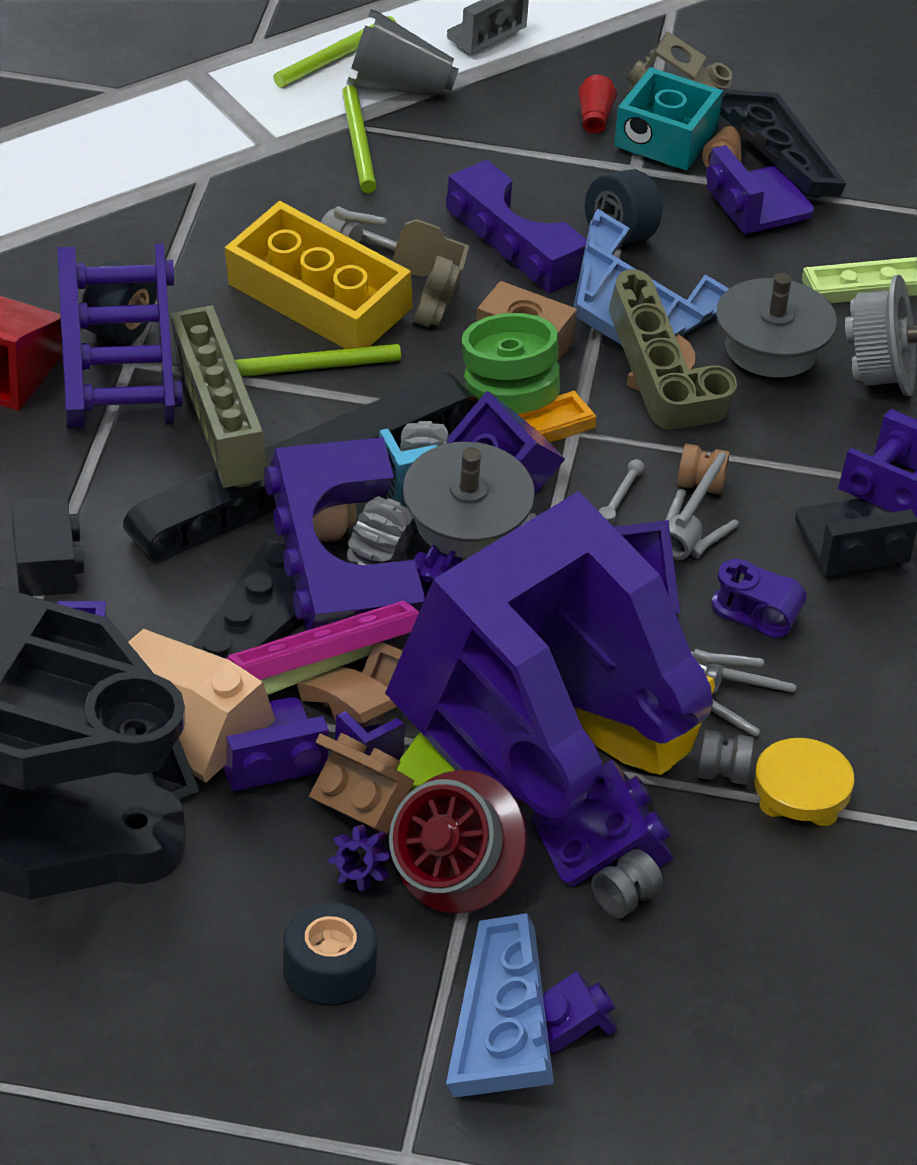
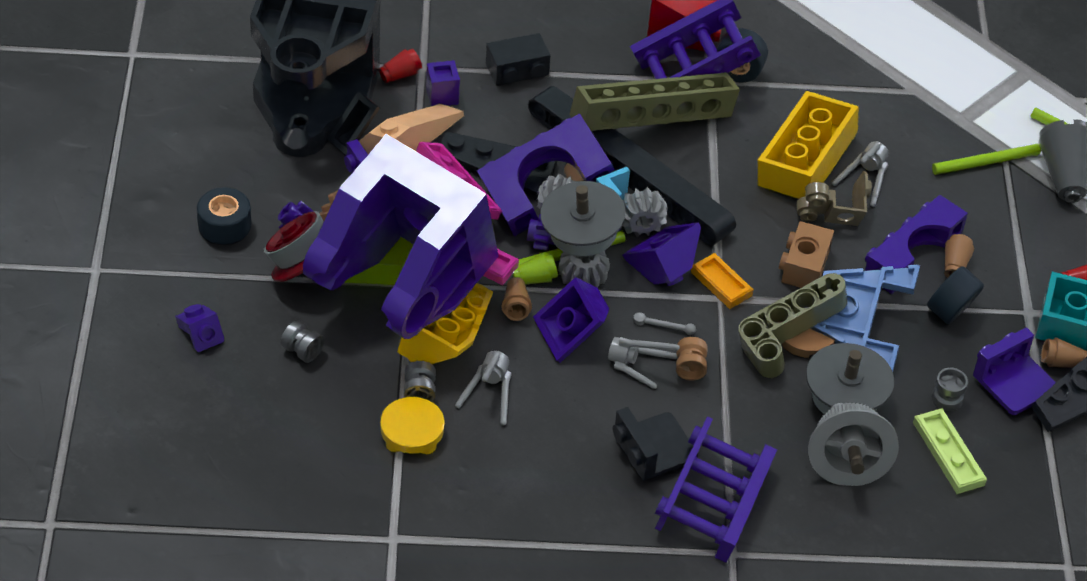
camera: 80 degrees right, 5 degrees up
(319, 360) = (739, 162): lime bar -> none
(502, 1016) = (183, 290): medium blue wing -> none
(513, 360) = (751, 244): bright green wheel -> none
(542, 197) = (957, 253): none -> medium nougat cone
(604, 827) = (351, 331): dark purple bracket -> none
(759, 600) = (571, 392): dark purple piece -> none
(777, 250) = (949, 389): none -> flat silver wheel

